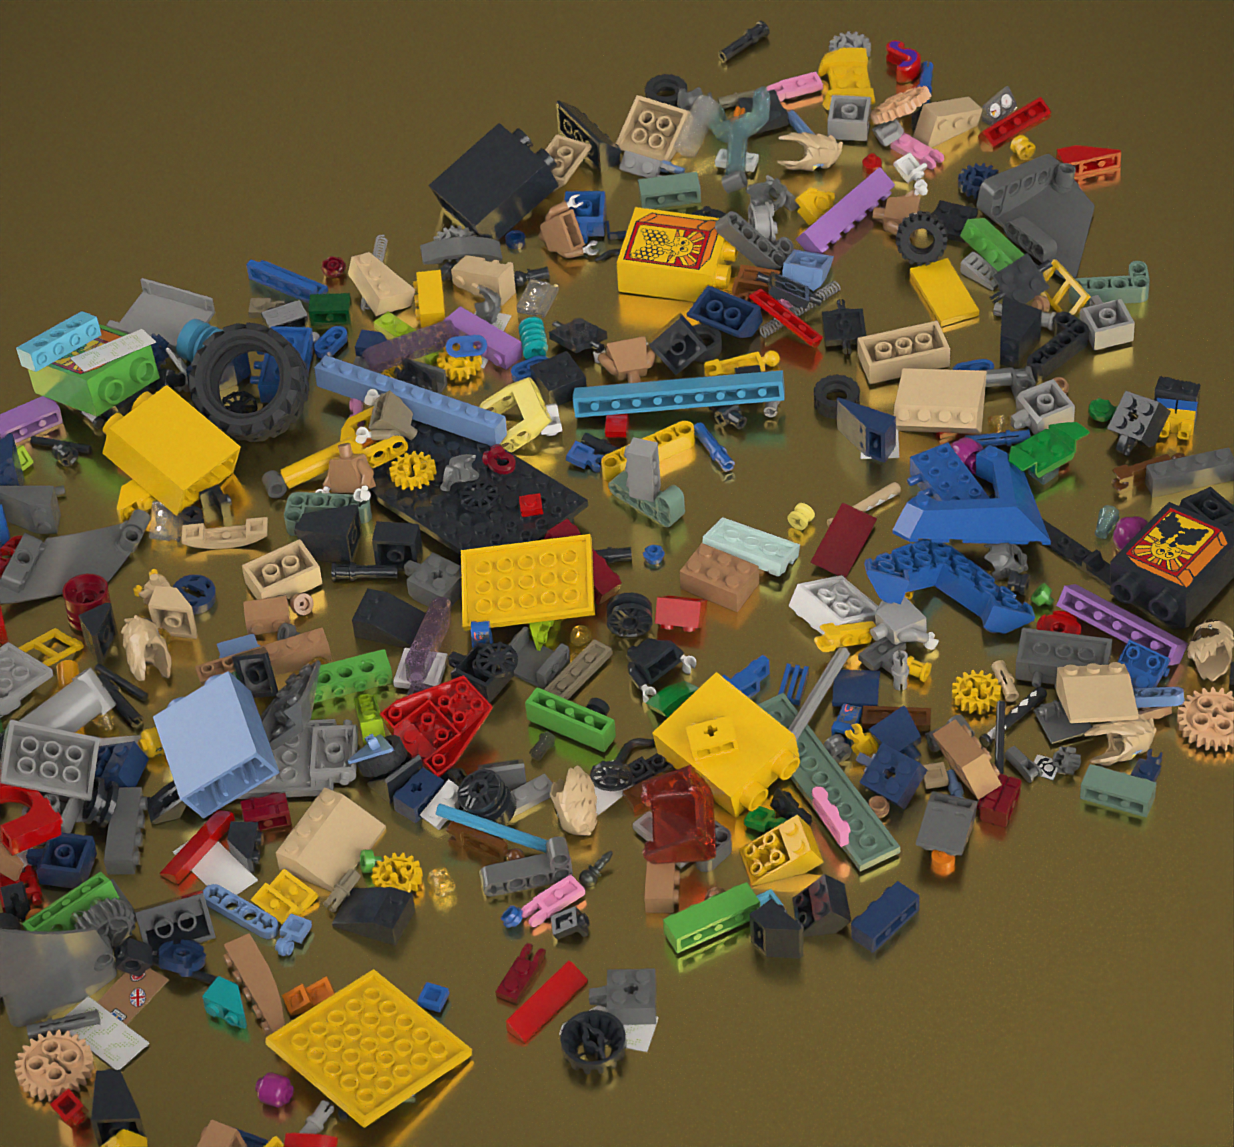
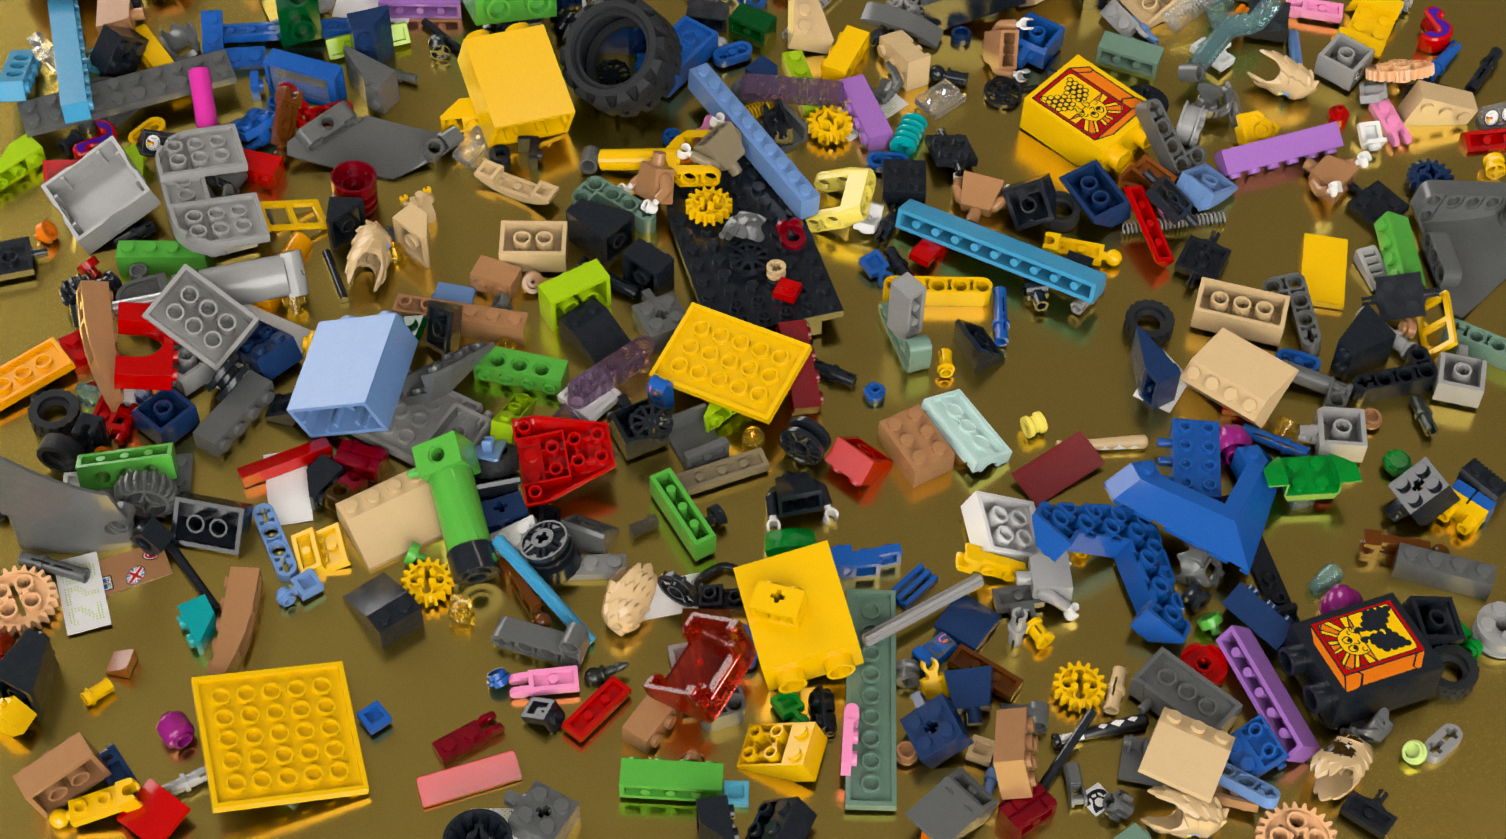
camera: 25 degrees right, 5 degrees up
(122, 704) = (318, 283): black pin -> none
(179, 1103) = (97, 692): none -> yellow pin
(182, 957) = (189, 568): dark blue plate -> none
(184, 1066) = (122, 663): none -> slope
(196, 583) = (441, 233): dark blue piece -> none
(270, 841) = (344, 488): none -> leg
(303, 999) = (268, 656): orange slope -> none
(330, 433) = (669, 135): none -> blue plate
(342, 889) = (372, 569): dark tan axle -> none
(345, 594) = (571, 289): none -> lime brick
(387, 801) = (450, 468): none -> bright green piece
(466, 346) = (839, 113): blue plate -> none
(509, 489) = (773, 265): none -> tan bush
(567, 418) = (887, 225): none -> black pin
(584, 269) = (1002, 92): none -> black wheel
(610, 898) = (596, 709): none -> red plate
(697, 506) = (945, 365): none -> yellow pin
(710, 480) = (976, 346): none -> black slope
(921, 221) = (1342, 196): black tyre -> none
(952, 331) = (1300, 314): none -> dark grey beam
(963, 62) = (1493, 57): none -> black pin
(1078, 570) = (1258, 615): none -> dark blue brick
(1096, 364) = (1423, 415): none -> pearl dark grey pin
(1219, 609) = (1374, 730): none -> dark grey helmet

